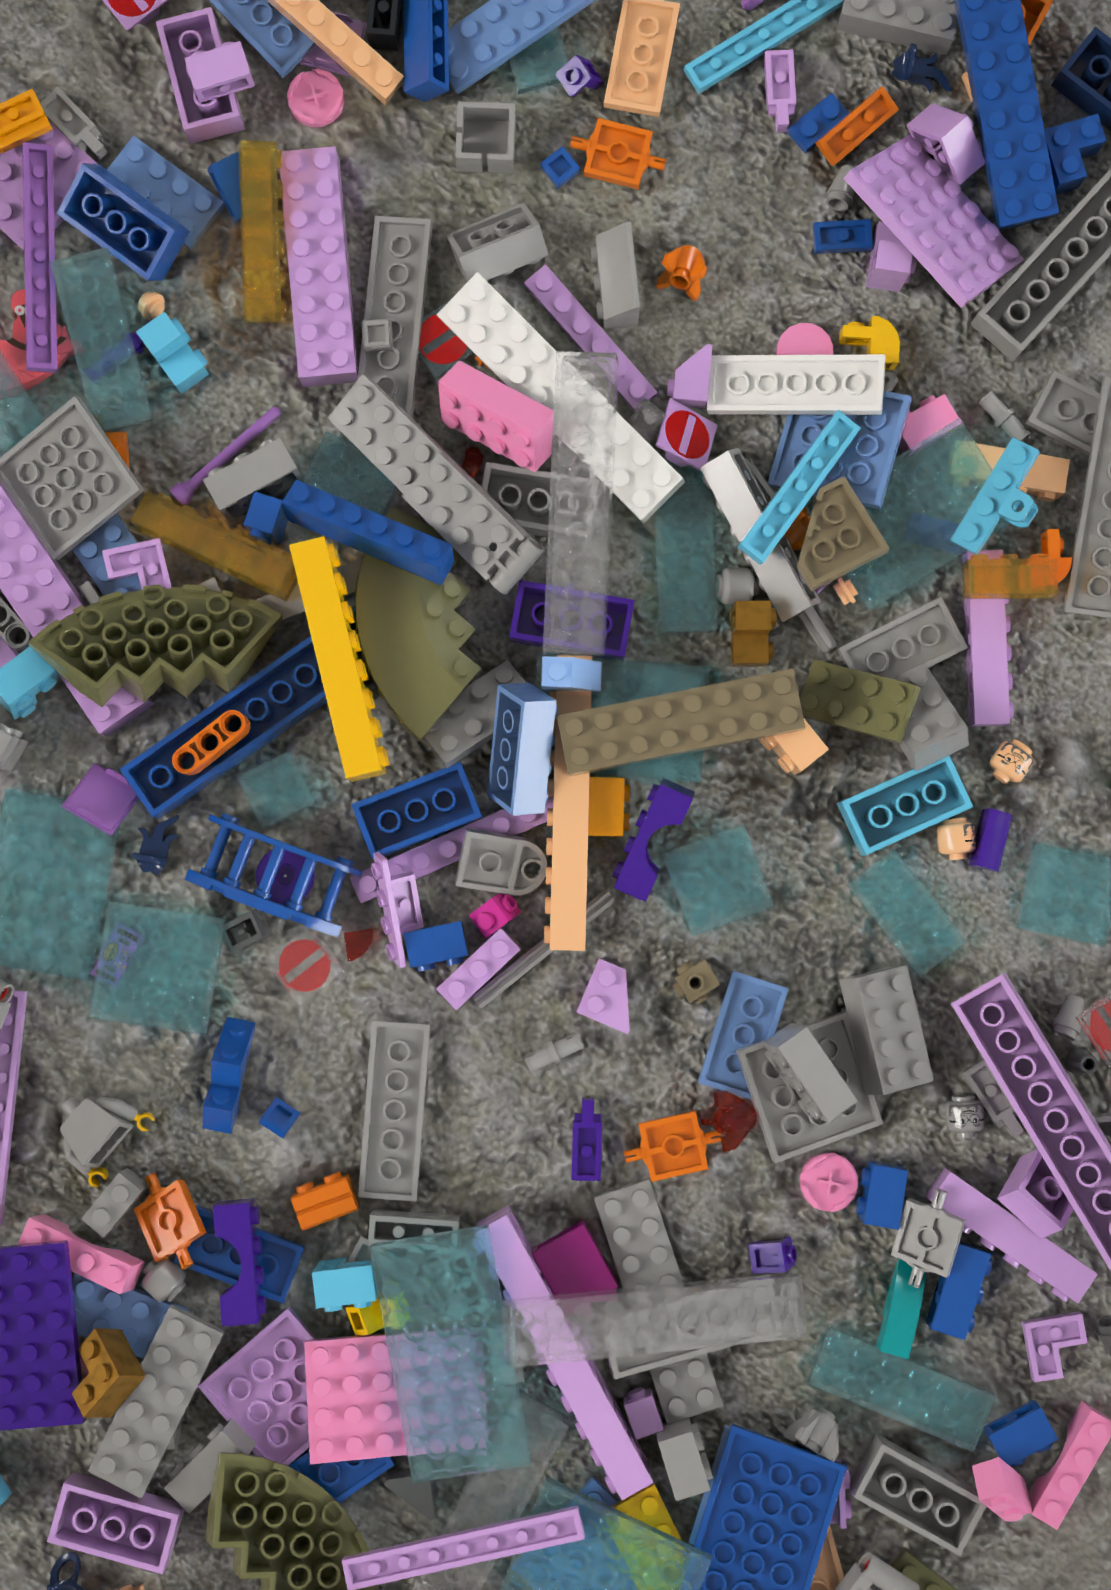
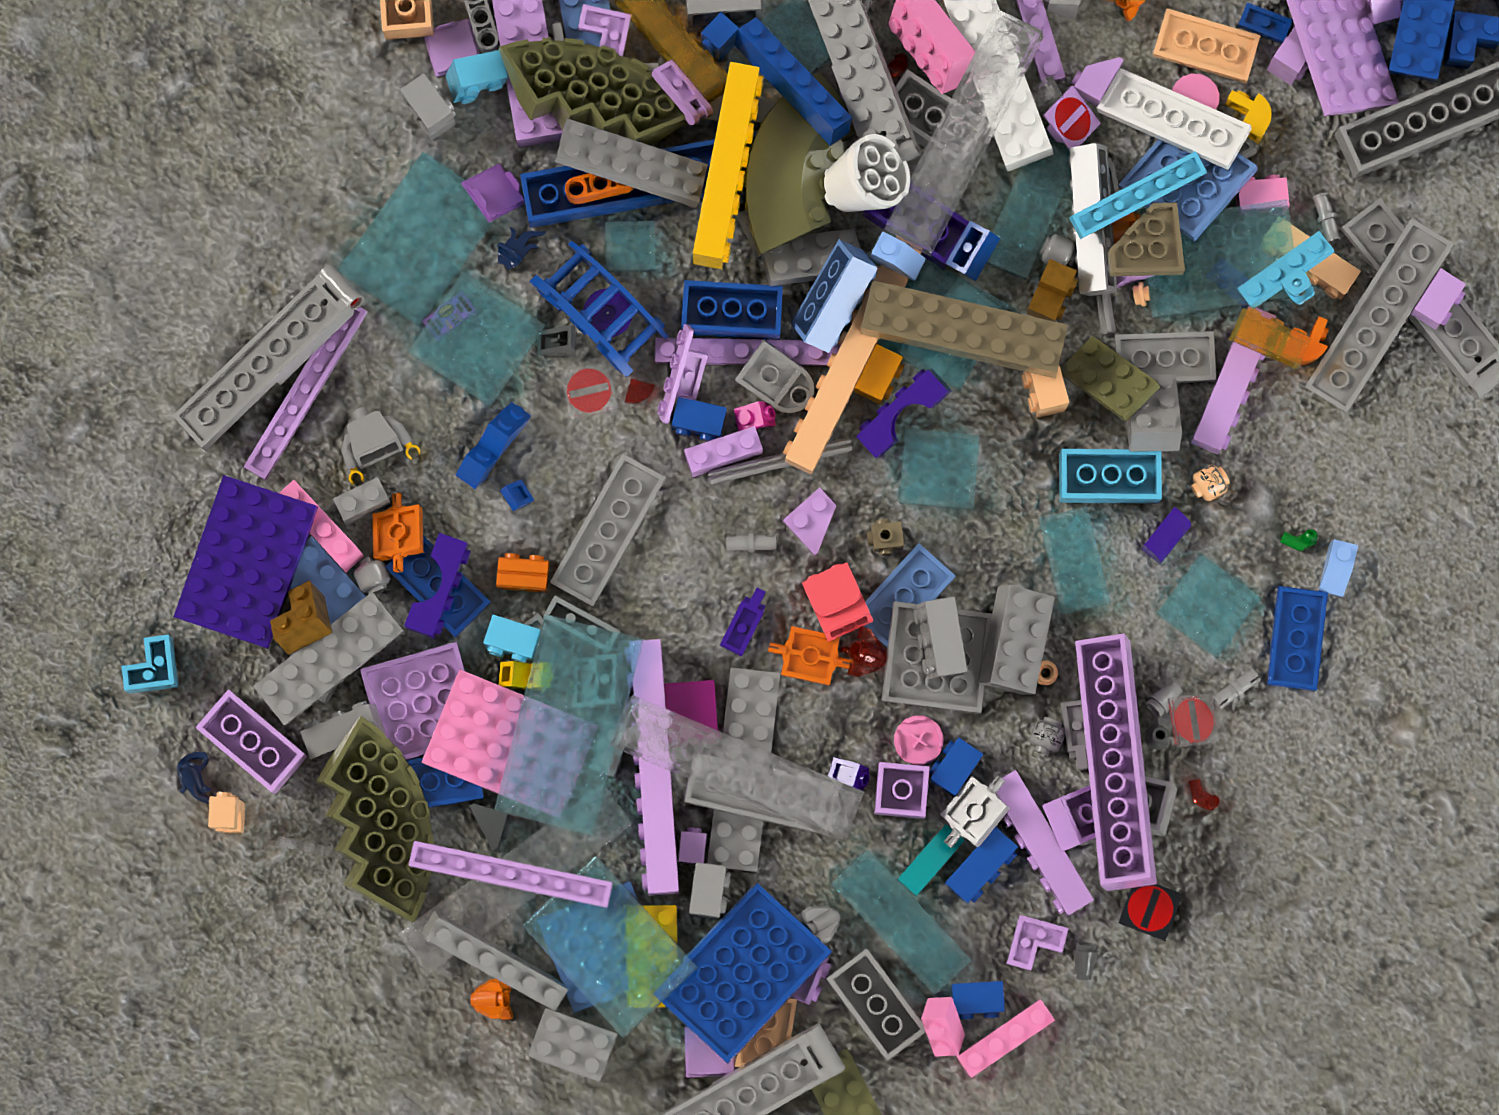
camera: 20 degrees right, 5 degrees down
(232, 706) = (631, 163): none -> light grey plate
(253, 599) = (682, 92): none -> lavender plate
(499, 602) = (867, 176): none -> white cone
(647, 628) = (972, 250): none -> blue brick
(675, 1076) = (837, 601): none -> coral brick
(791, 289) = (1206, 45): none -> light nougat plate
(838, 1249) = (901, 790): none -> lavender brick
(939, 1049) = (1053, 673): none -> light nougat plate
(956, 838) = (1139, 521): light nougat head -> none

